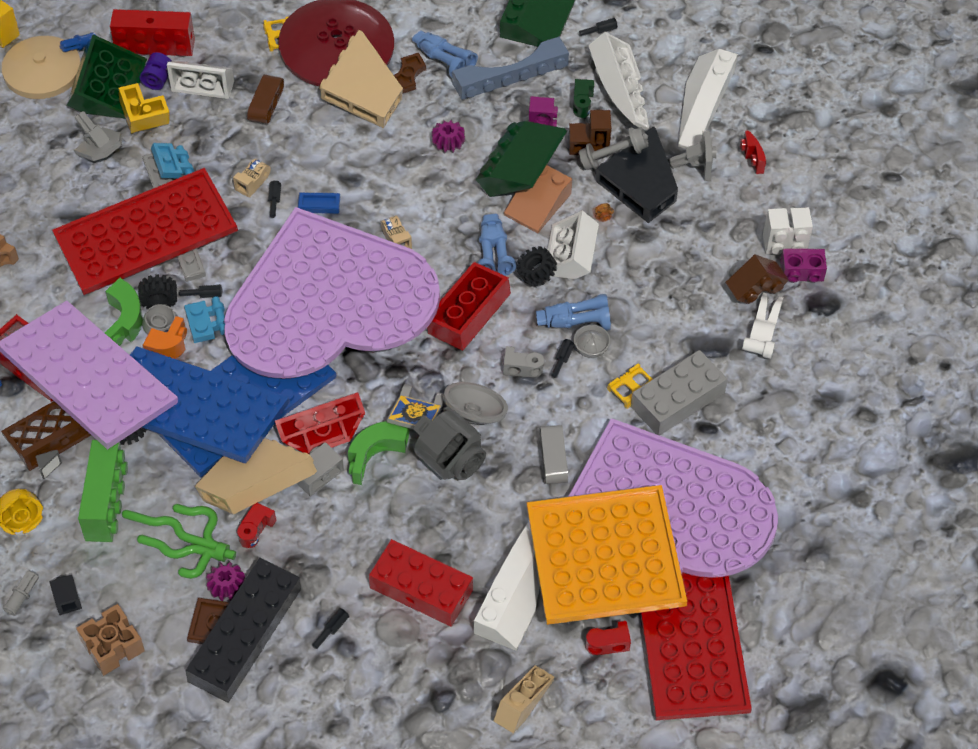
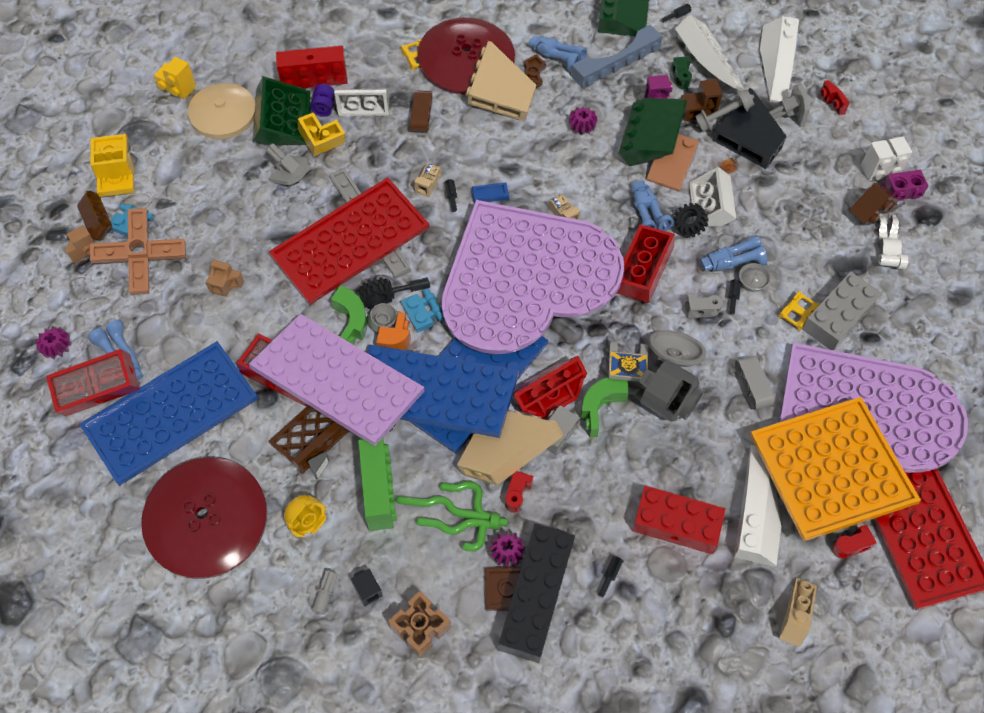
camera: 10 degrees left, 5 degrees up
(77, 42) = (248, 85): blue axle -> none
(168, 160) = (356, 175): dark azure plate -> none

